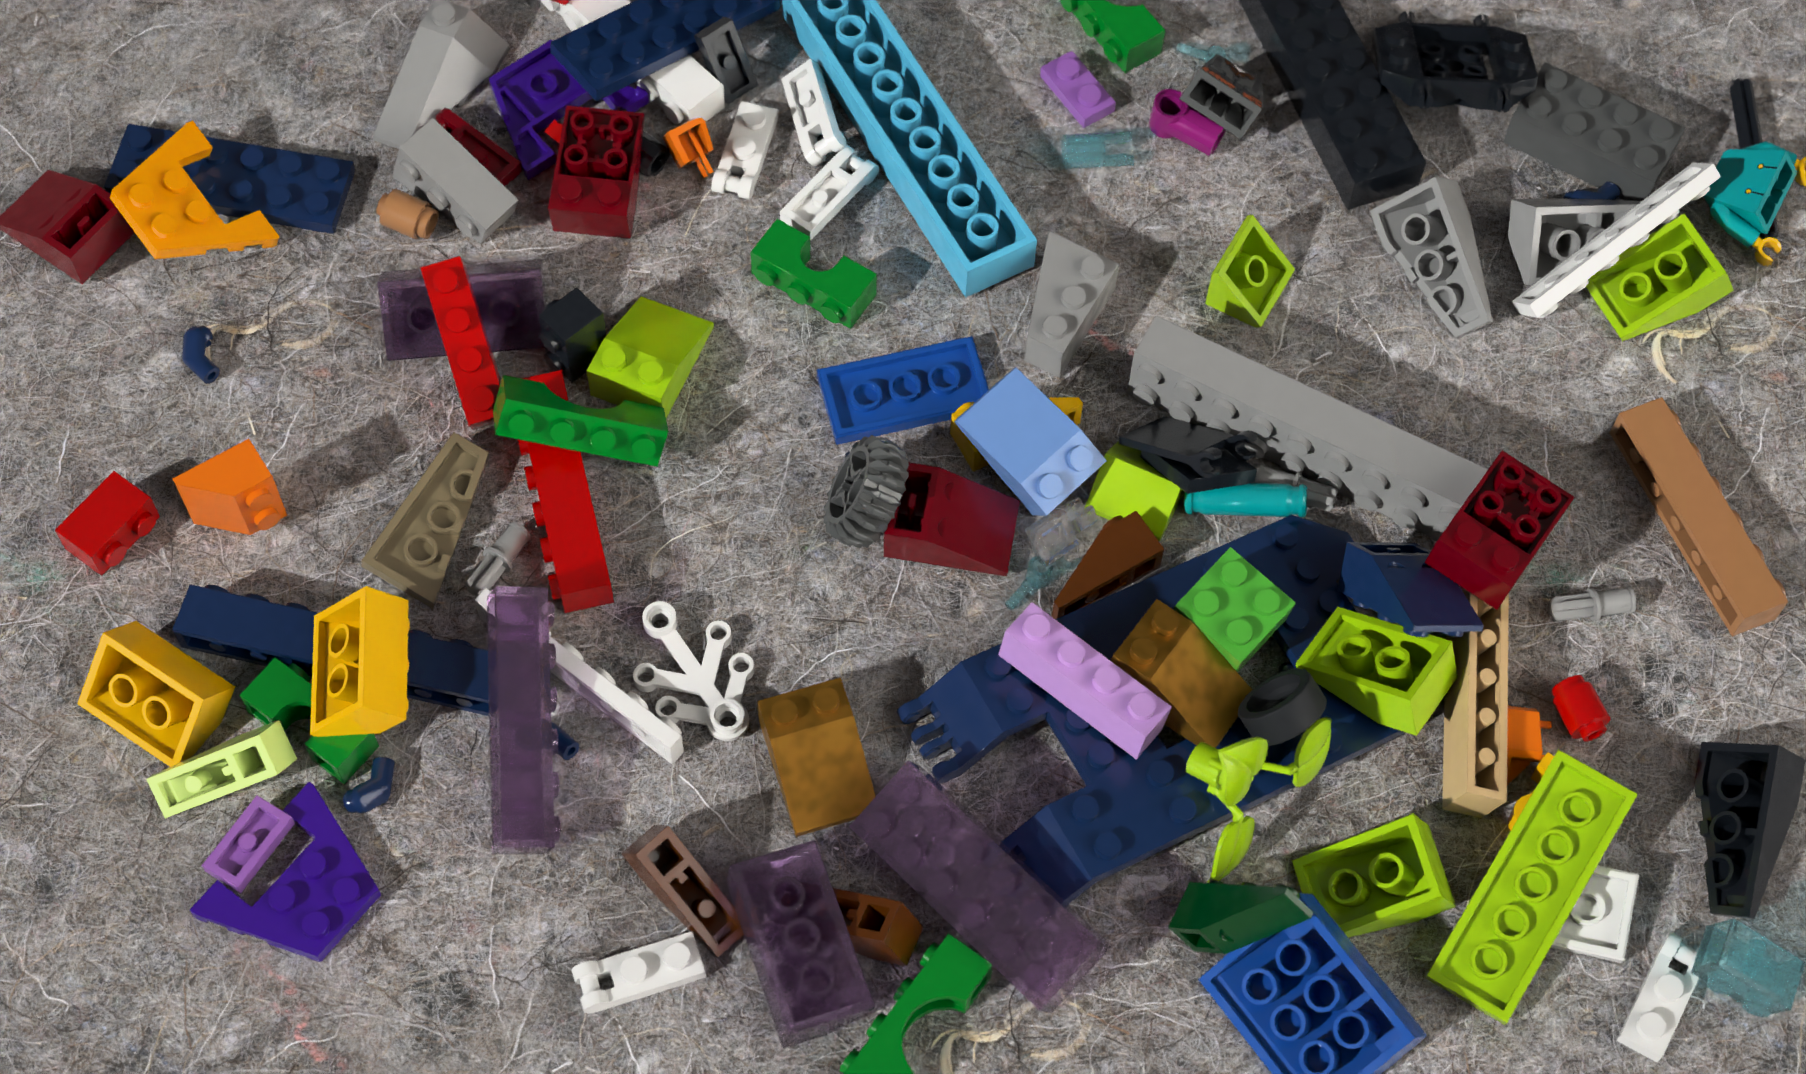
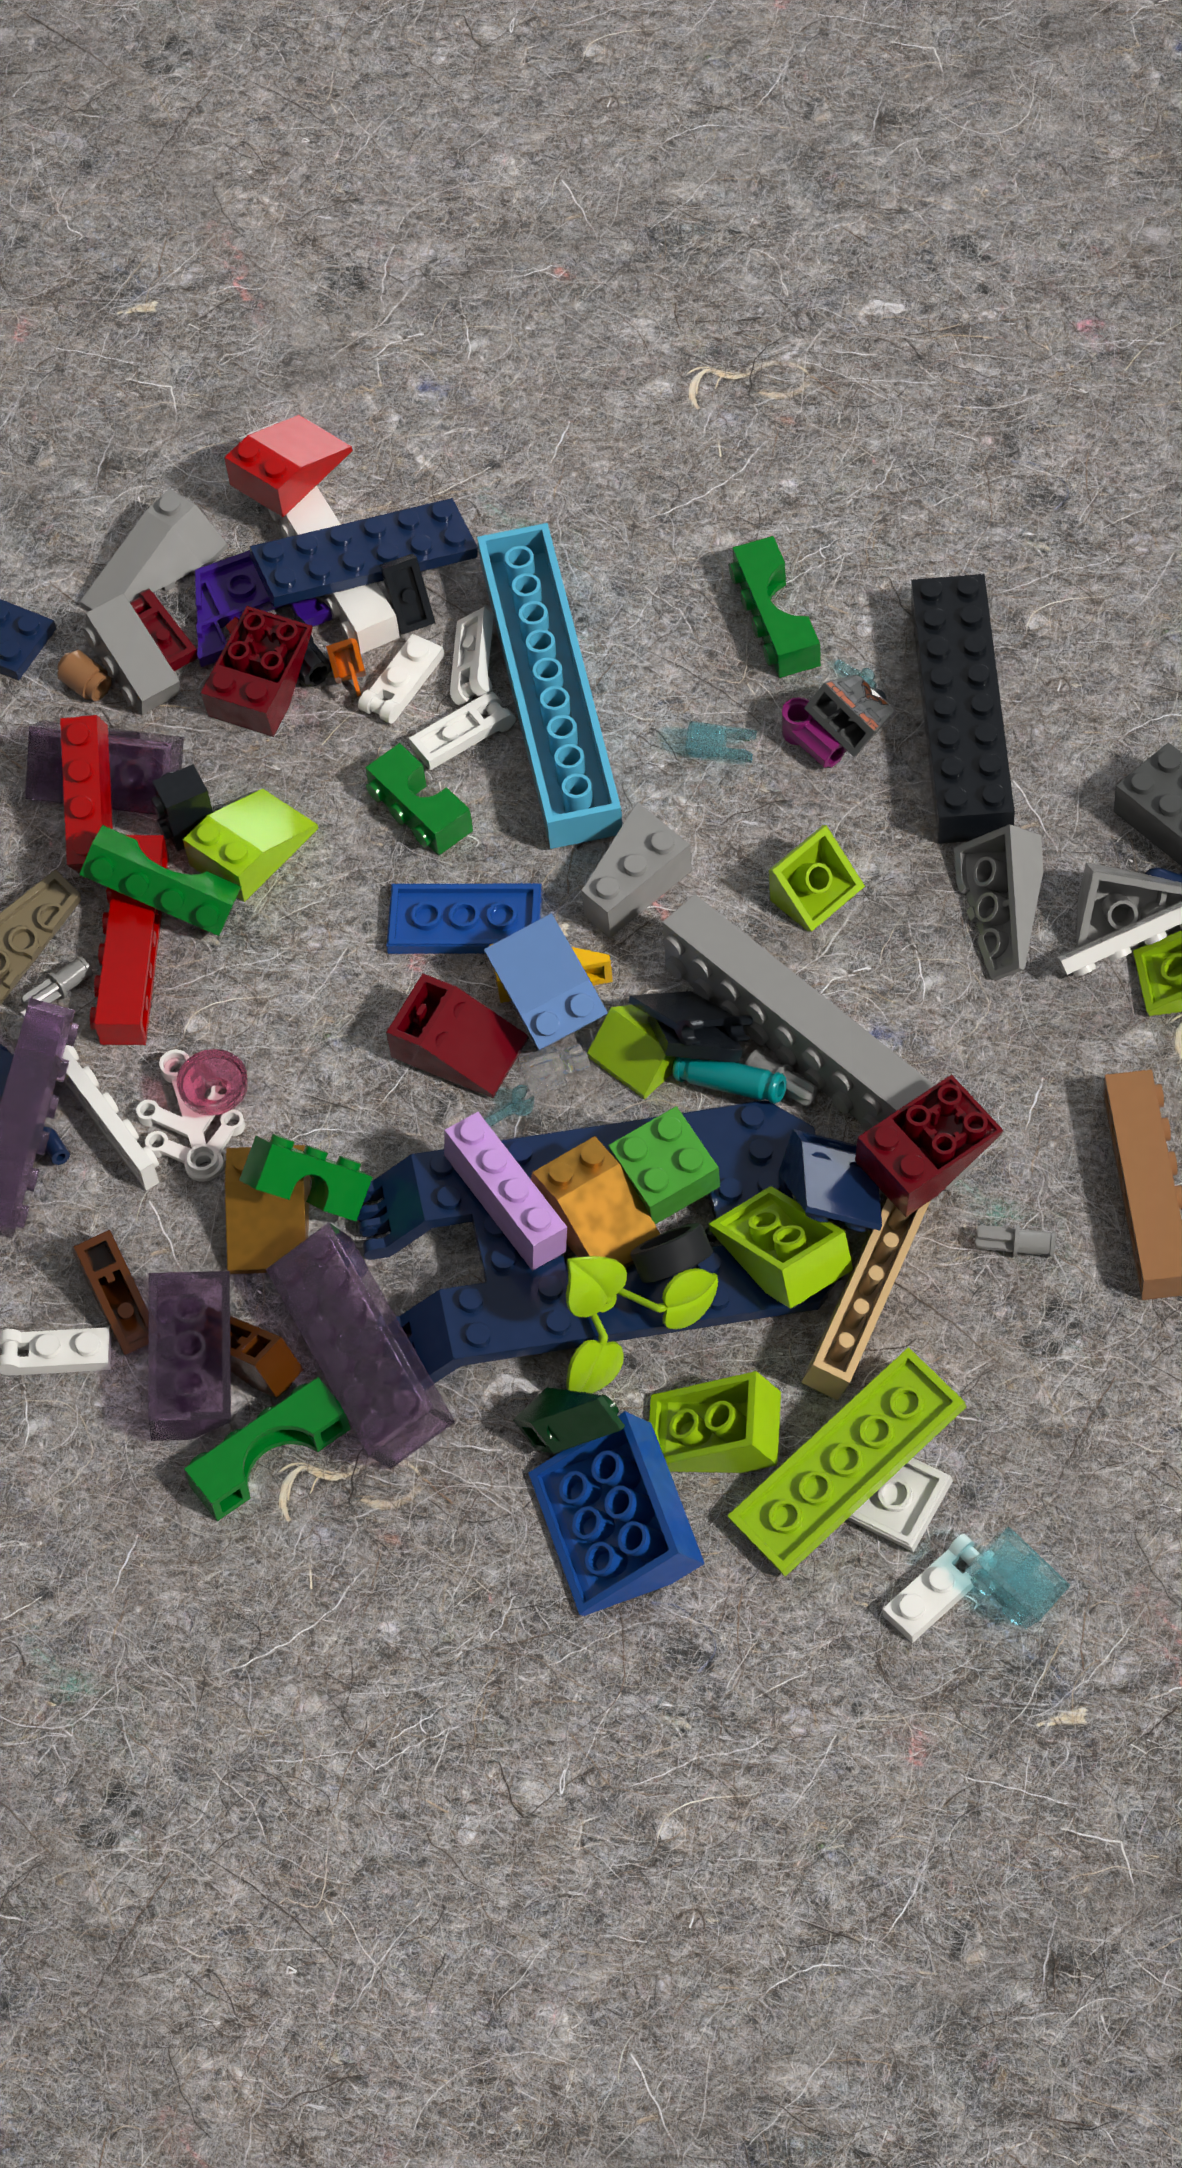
camera: 25 degrees right, 5 degrees down
(710, 613) = (208, 1070): none -> clear pink piece
(835, 712) = (277, 1167): none -> green arch
(866, 491) = (384, 993): dark grey gear -> none
(1077, 89) = (726, 683): medium lavender plate -> none
(1116, 559) = (588, 1101): reddish brown slope -> none
(1446, 67) = (1089, 730): black piece -> none
(1523, 739) = (890, 1337): orange piece -> none
(1580, 708) = (963, 1326): red brick -> none
(1746, 813) = (1086, 1440): black wedge -> none

